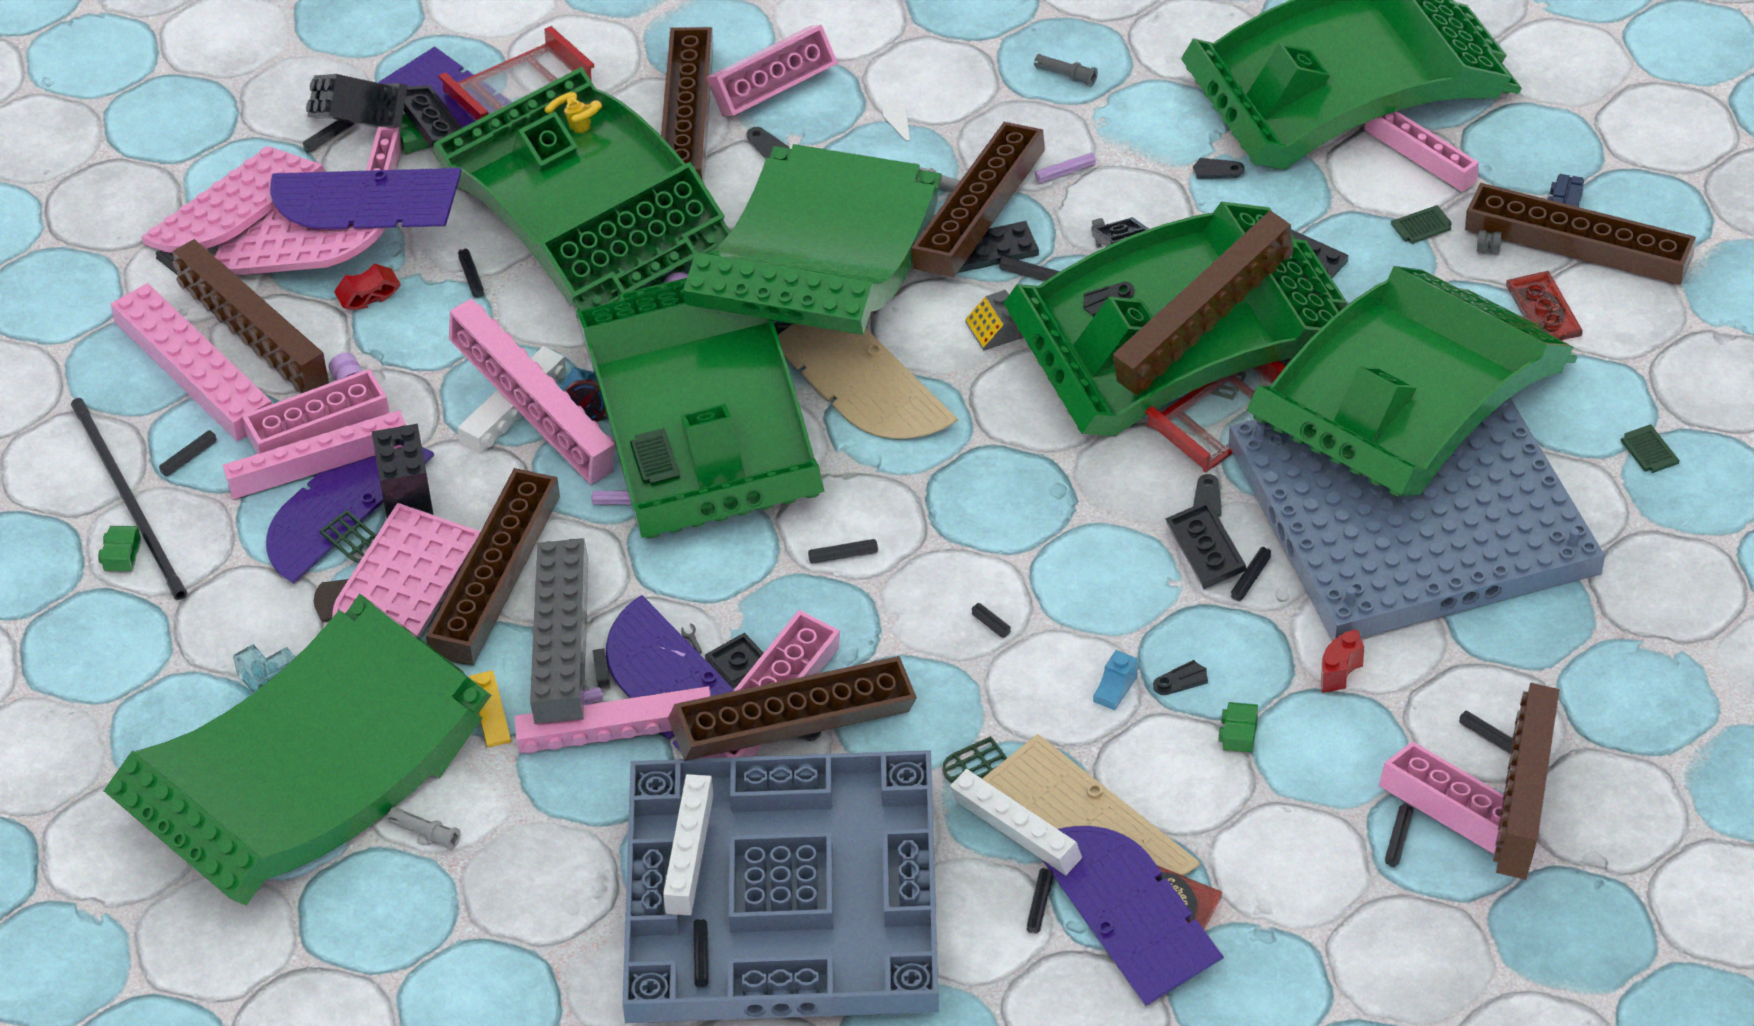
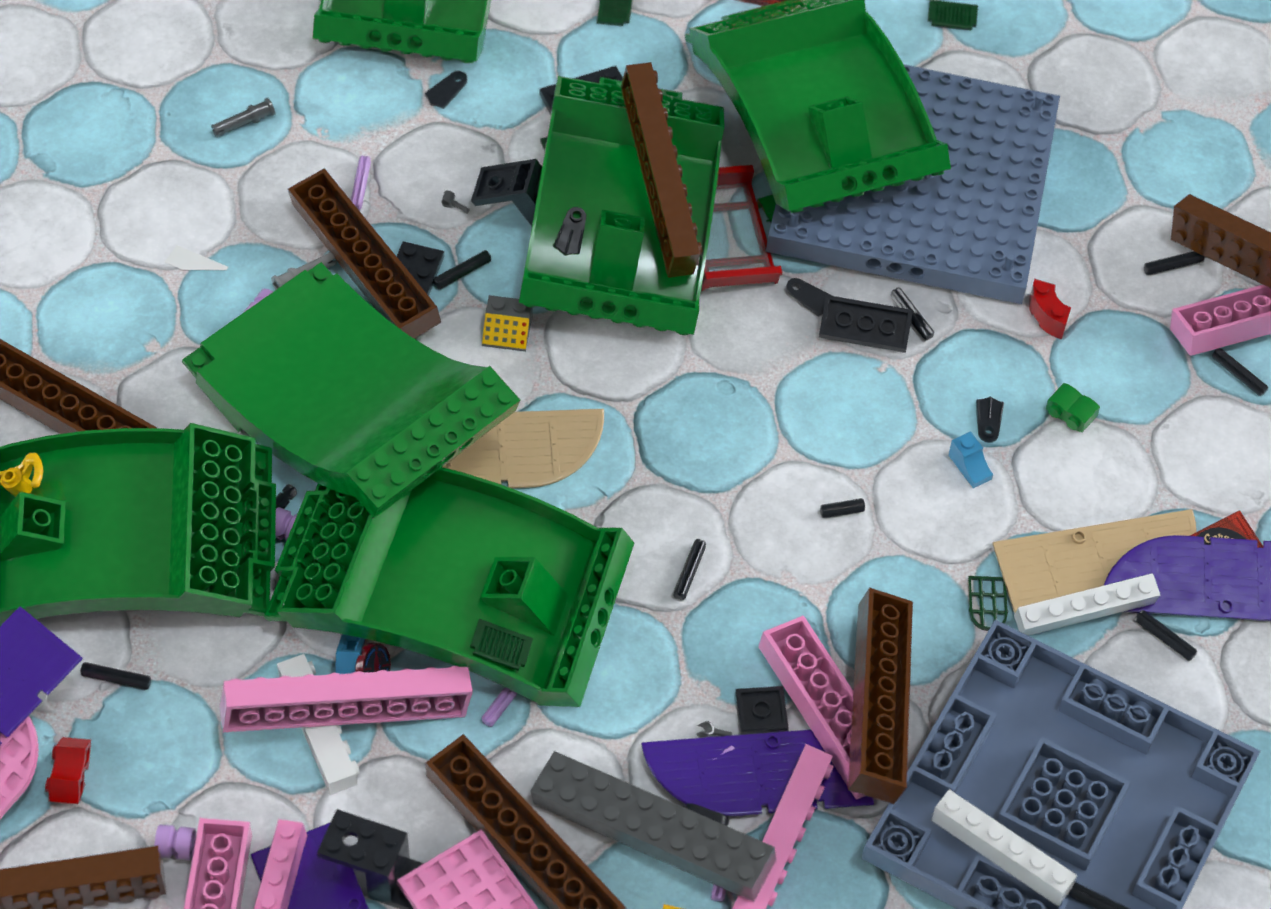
camera: 65 degrees left, 10 degrees up
(764, 142) = (146, 367): black piece -> none
(772, 70) = (70, 312): bright pink brick -> none

